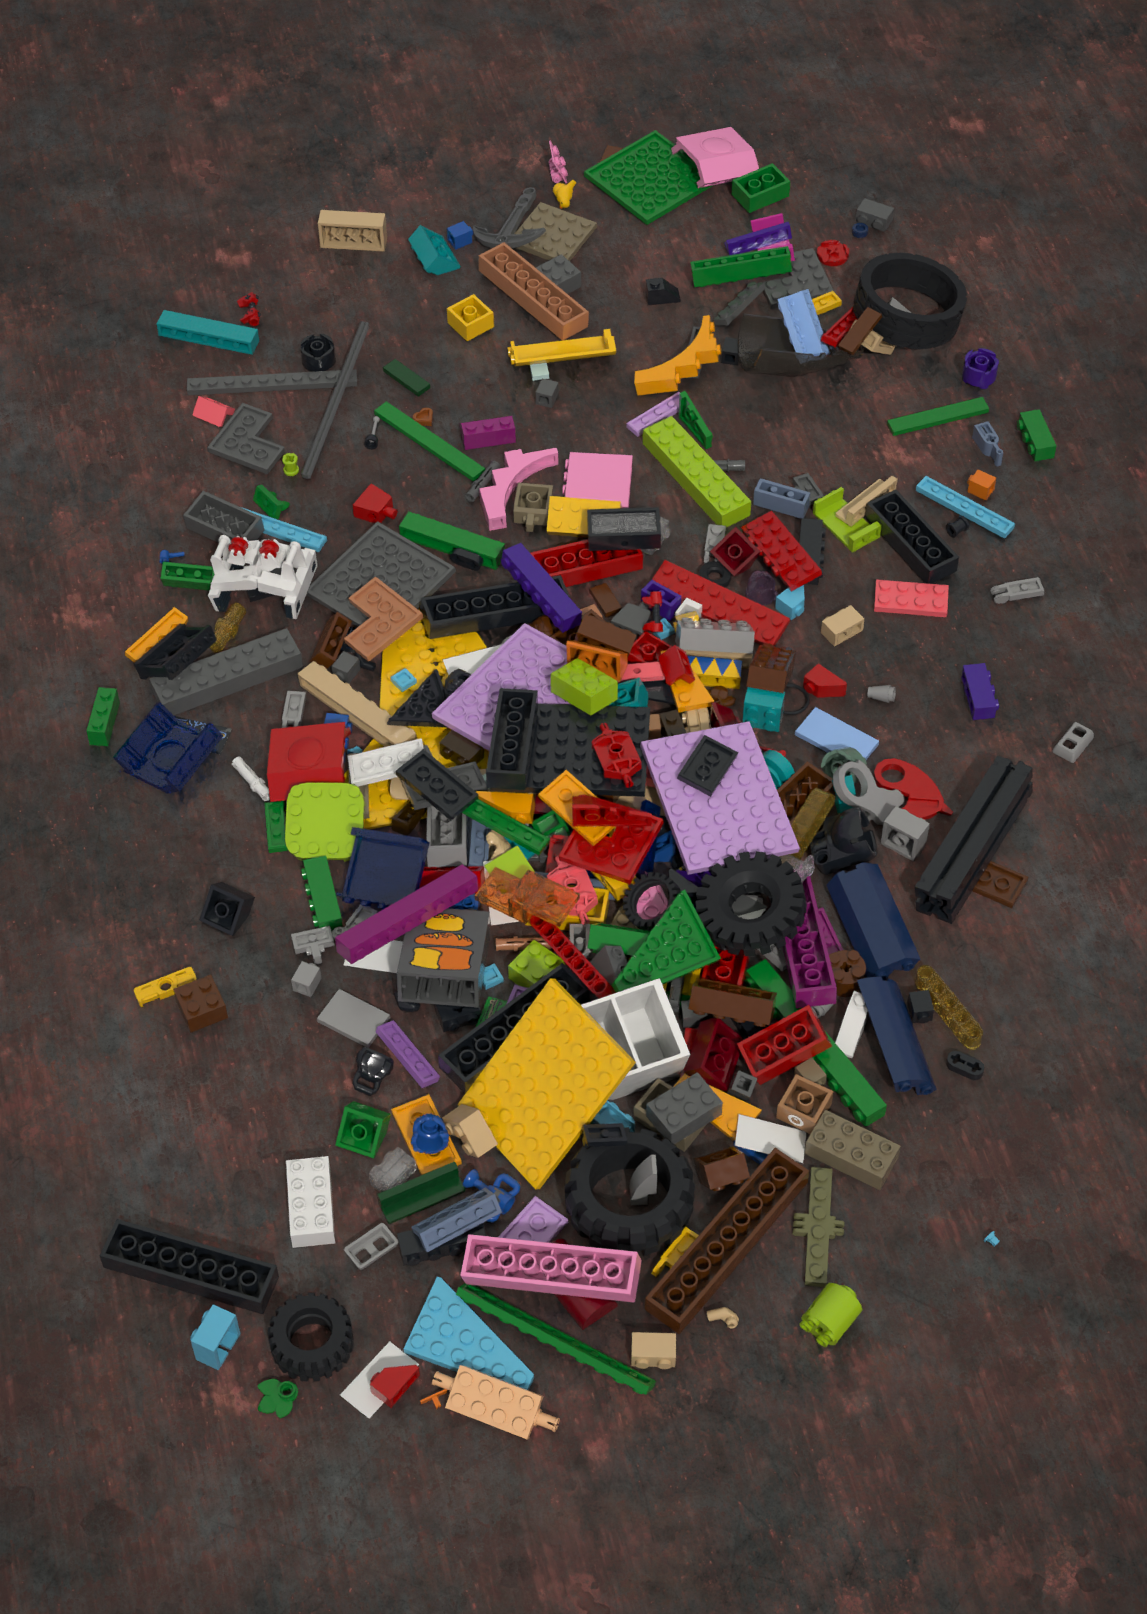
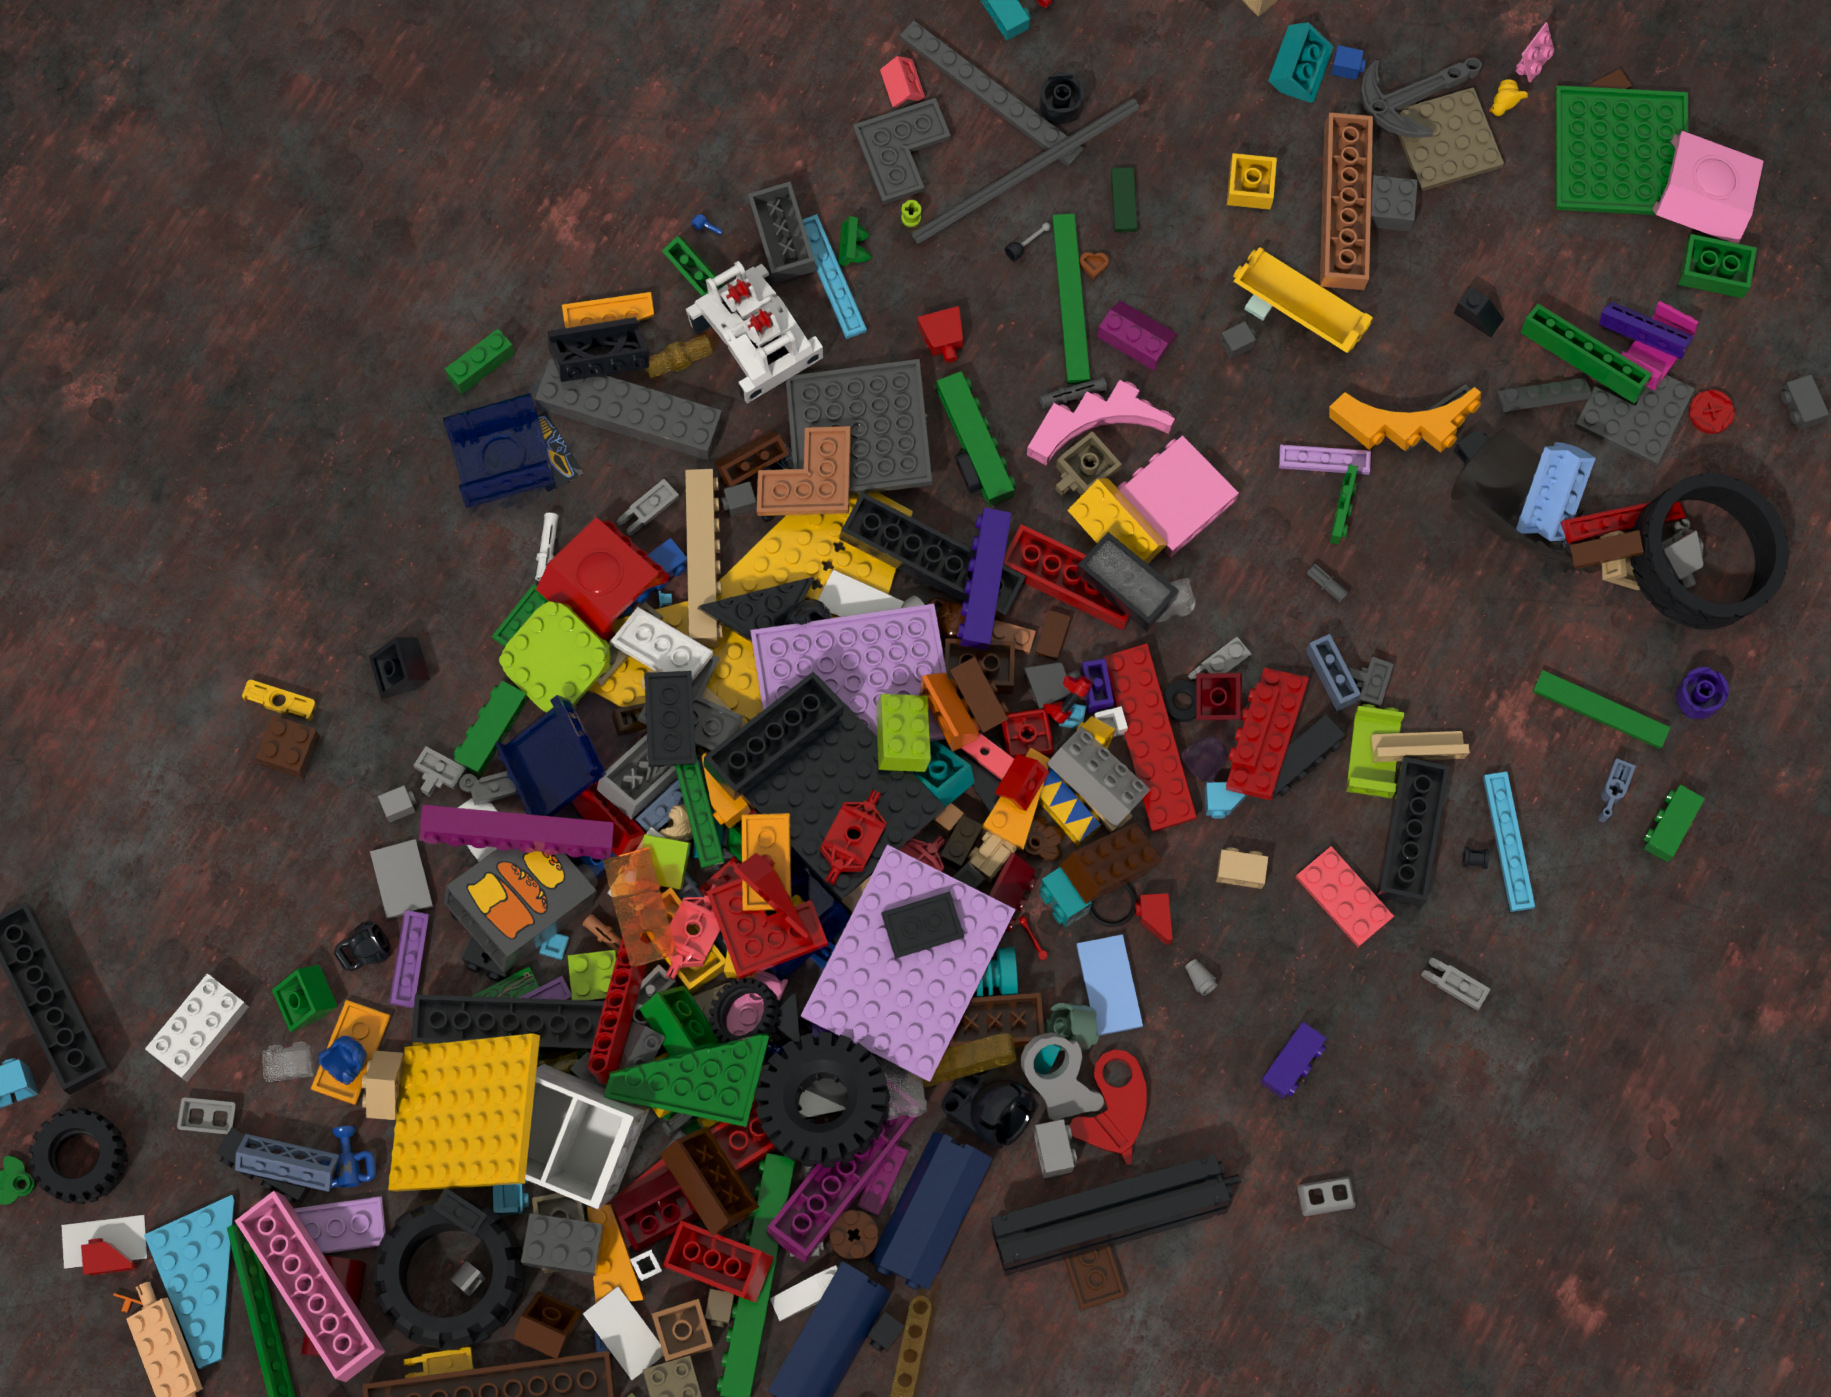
camera: 40 degrees right, 20 degrees up
(403, 680) = (775, 561): medium azure tile -> none
(420, 1193) = (293, 1105): dark green panel -> none
(460, 749) = (746, 687): dark brown brick -> none
(696, 472) = (1285, 566): lime brick -> none
(826, 302) = (1624, 467): yellow hinge -> none
(860, 230) = (1771, 407): dark blue tile -> none
(981, 484) = (1552, 831): orange brick -> none

